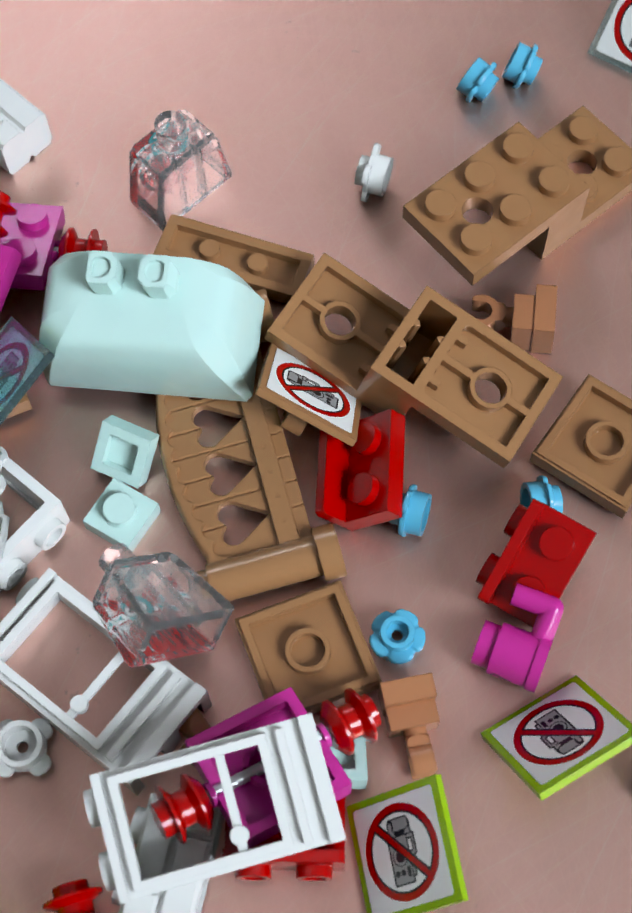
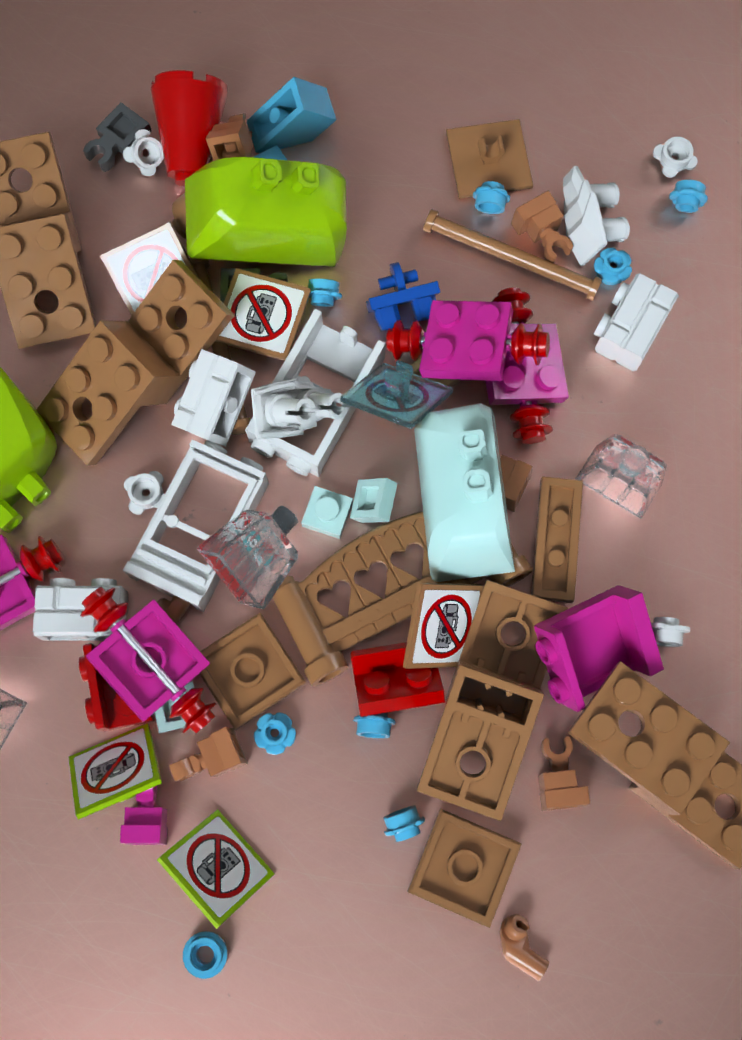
camera: 75 degrees right, 10 degrees up
(297, 786) = (131, 678): white door -> none
(367, 237) = (591, 639): none -> dark pink panel
(485, 826) = (145, 822): none -> dark pink piece
(517, 653) = (277, 821): dark pink piece -> none
(540, 555) = (348, 829): red bracket -> none

